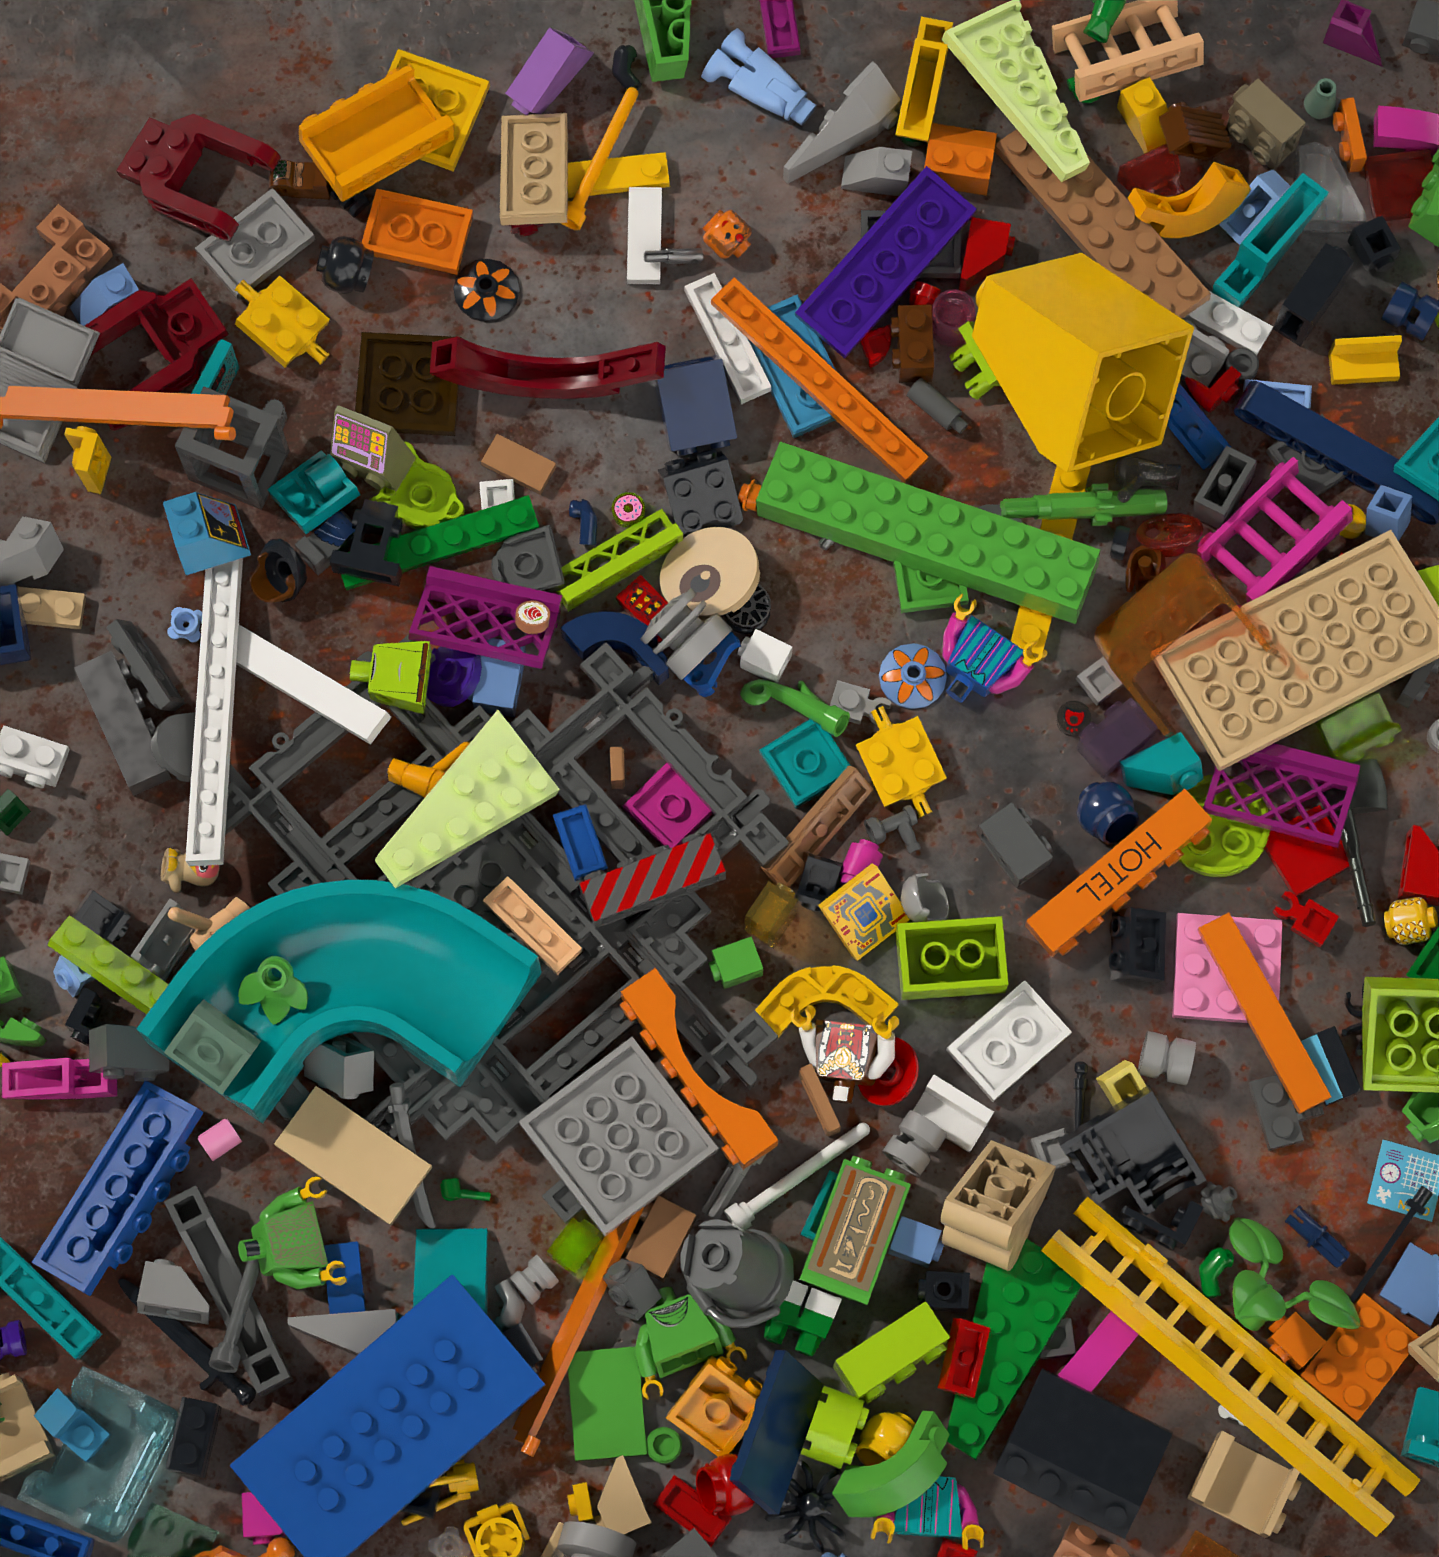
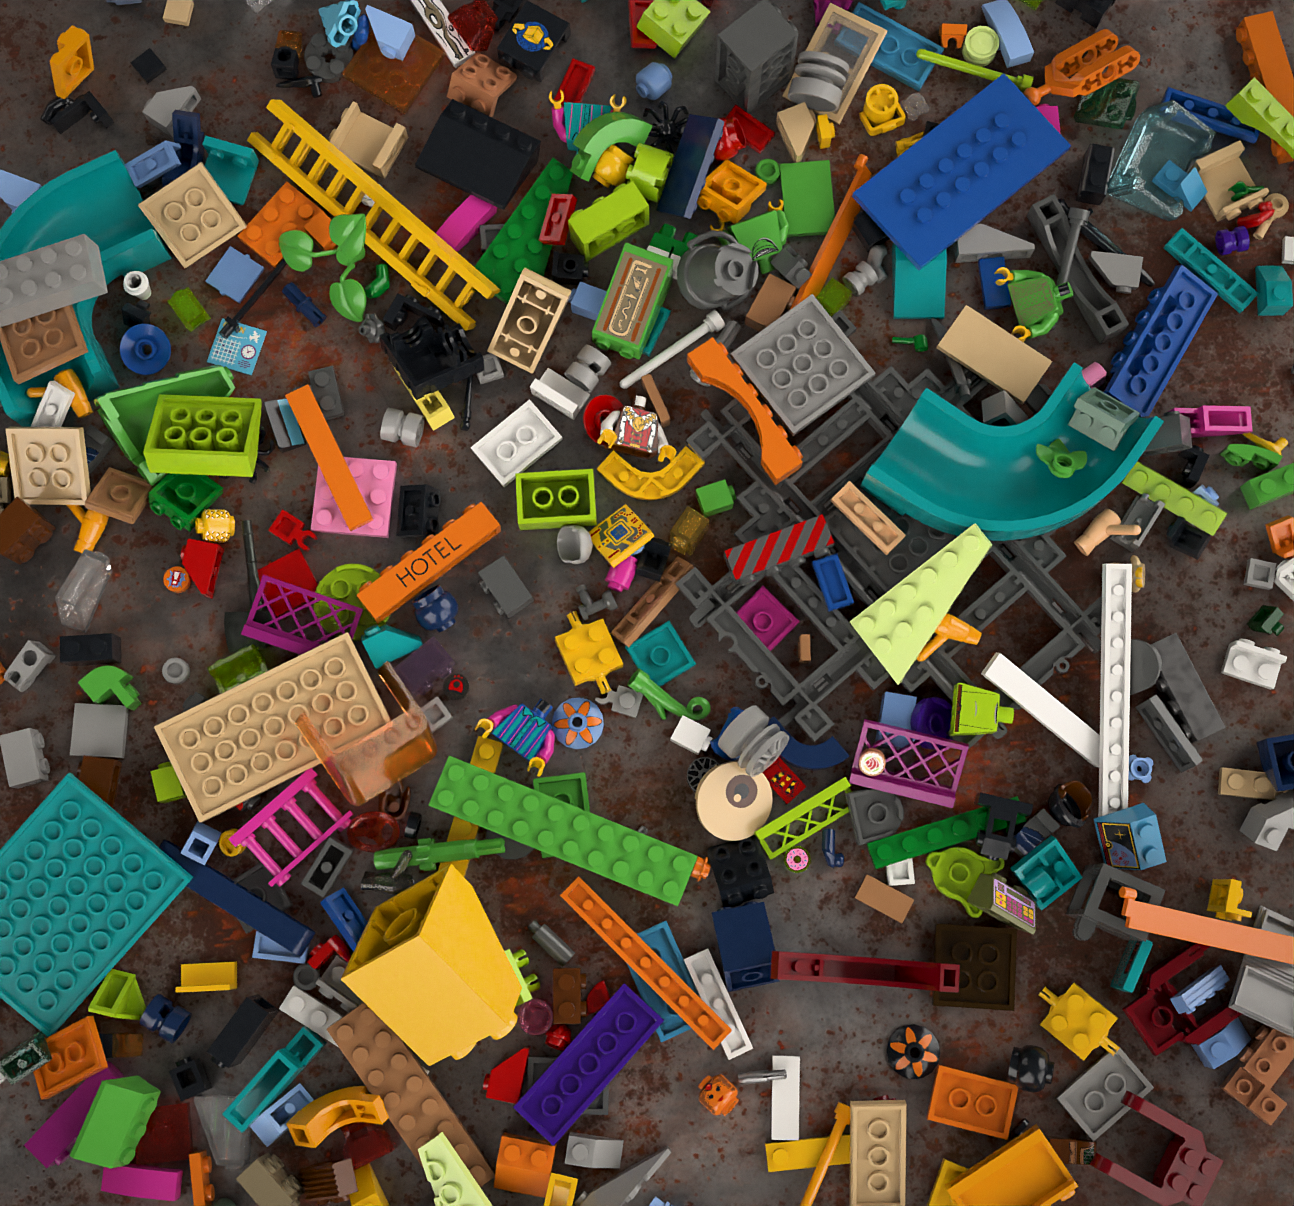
camera: 175 degrees left, 5 degrees up
(131, 355) = (1199, 990): none -> medium blue piece

